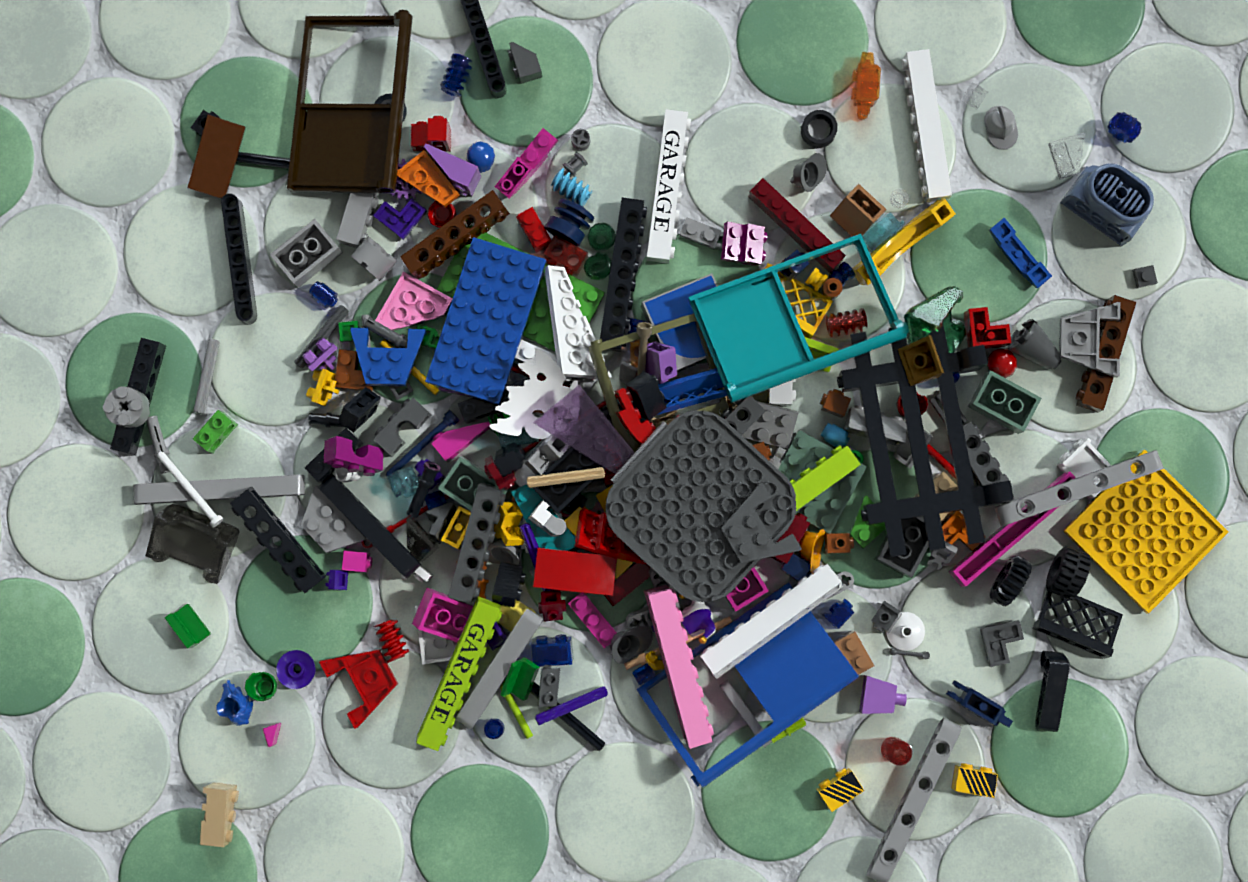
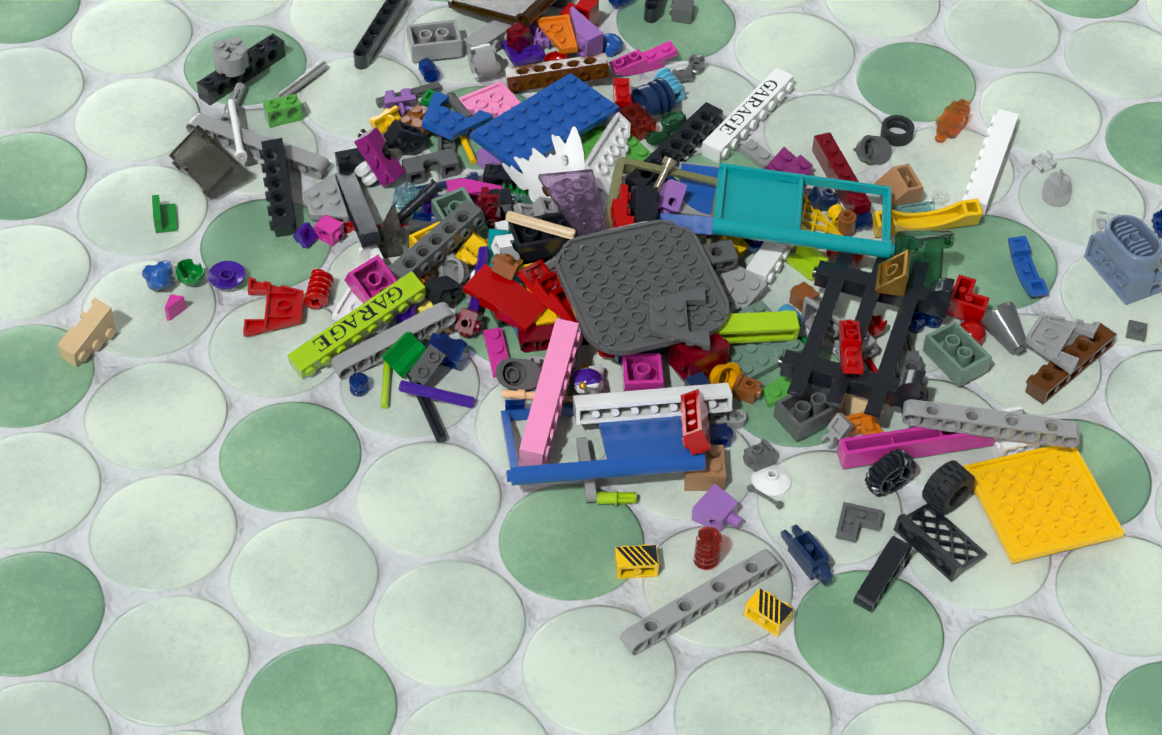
camera: 25 degrees right, 35 degrees down
(389, 207) = (518, 36): none -> dark red brick
(561, 544) = (506, 265): none -> dark orange brick
(653, 661) = (528, 393): yellow arm -> none
(830, 641) = (695, 422): none -> red brick
(927, 481) = (850, 347): none -> red slope

